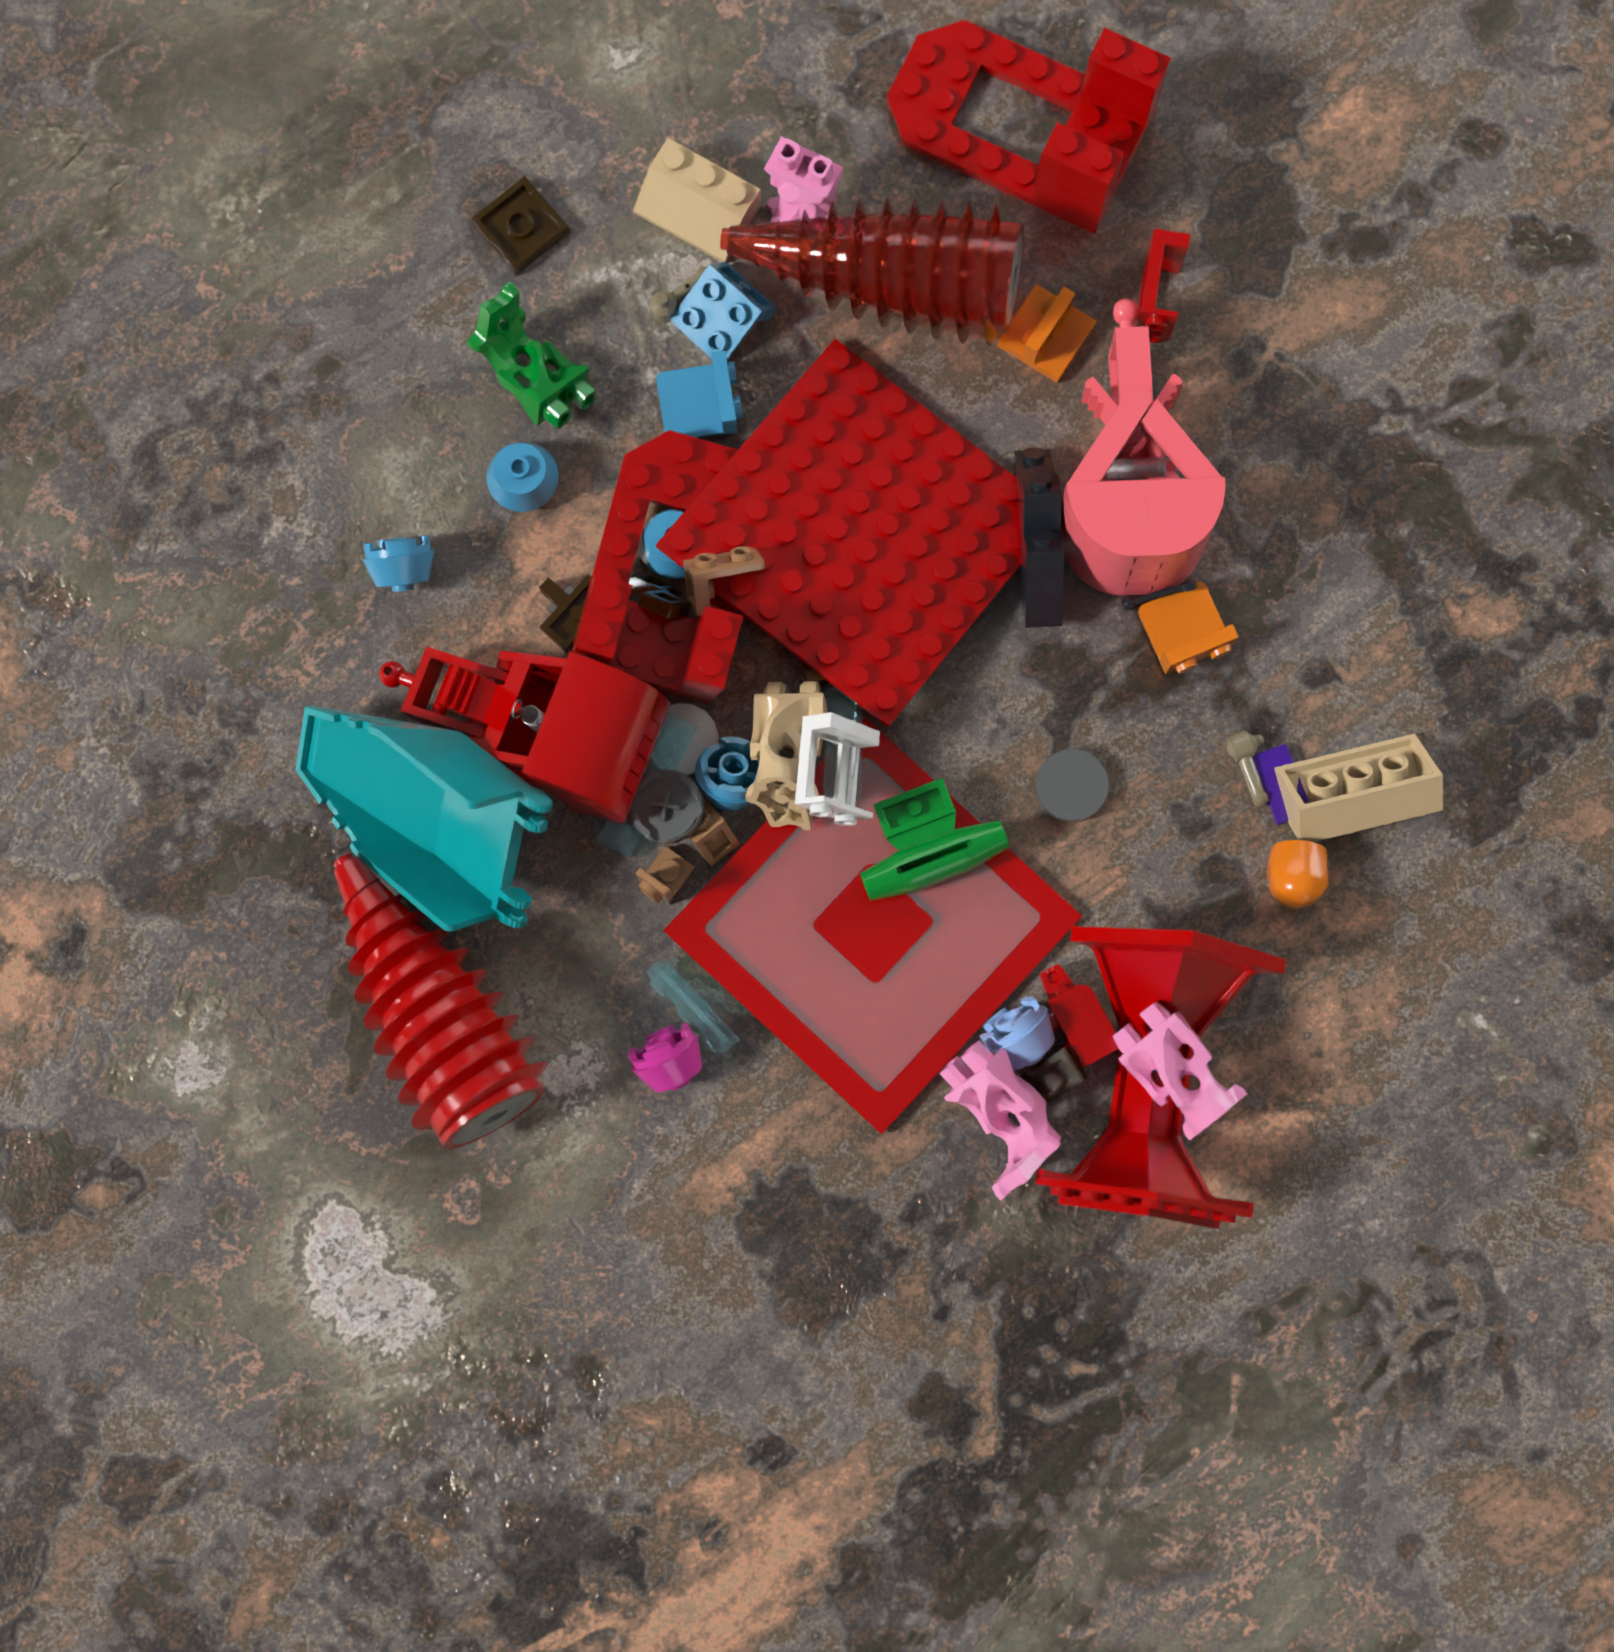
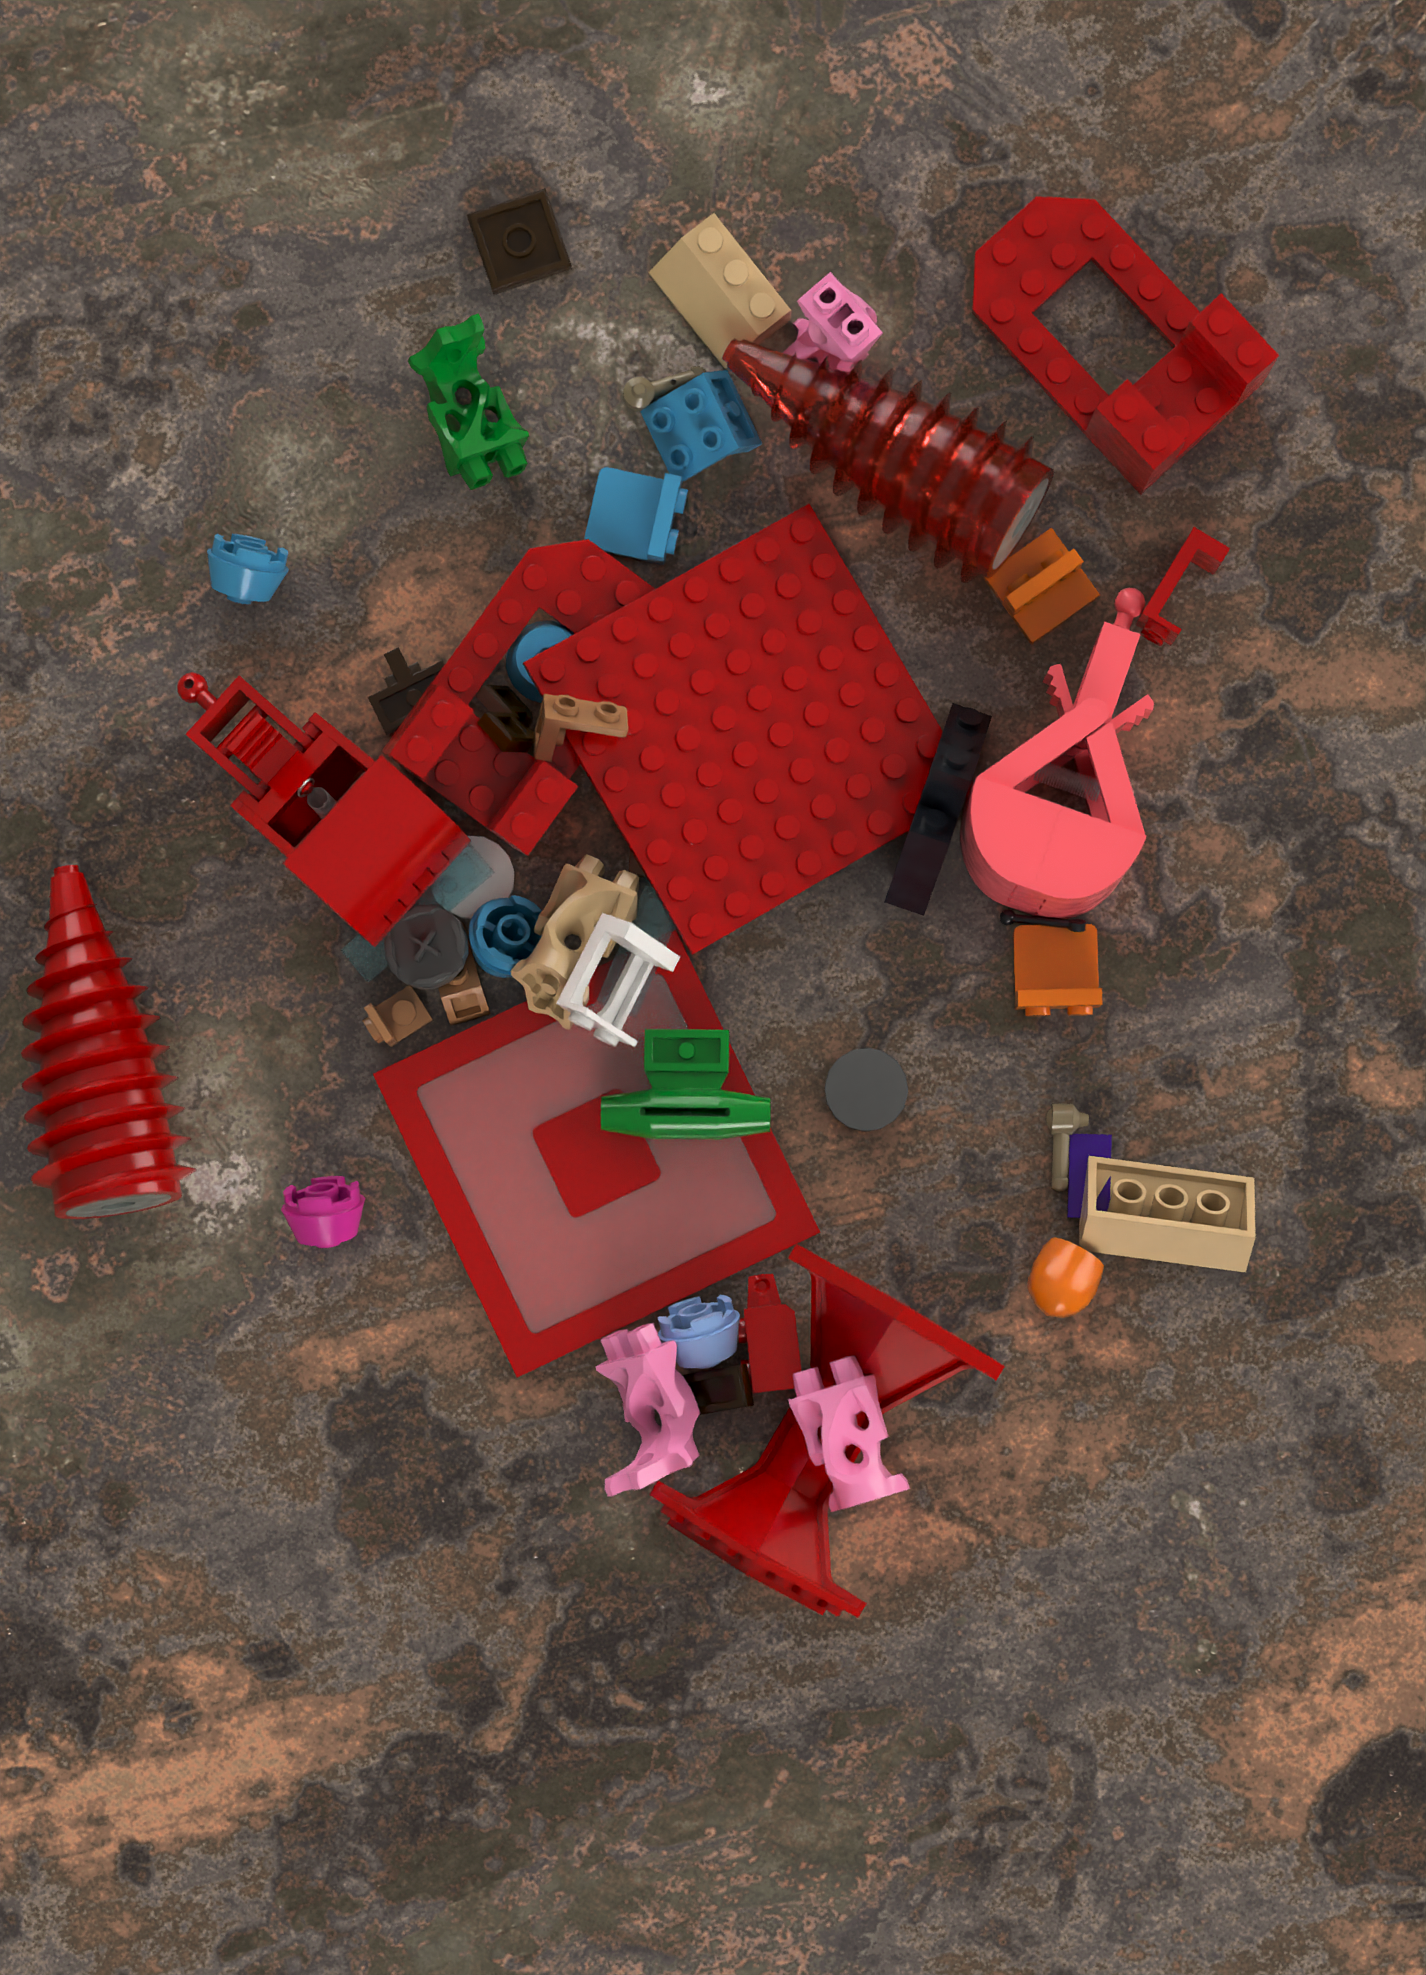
camera: 20 degrees right, 5 degrees up
(424, 812) = (168, 854): teal windscreen -> none
(522, 476) = (413, 524): dark azure cone -> none
(692, 1007) = (371, 1167): clear light blue plate -> none

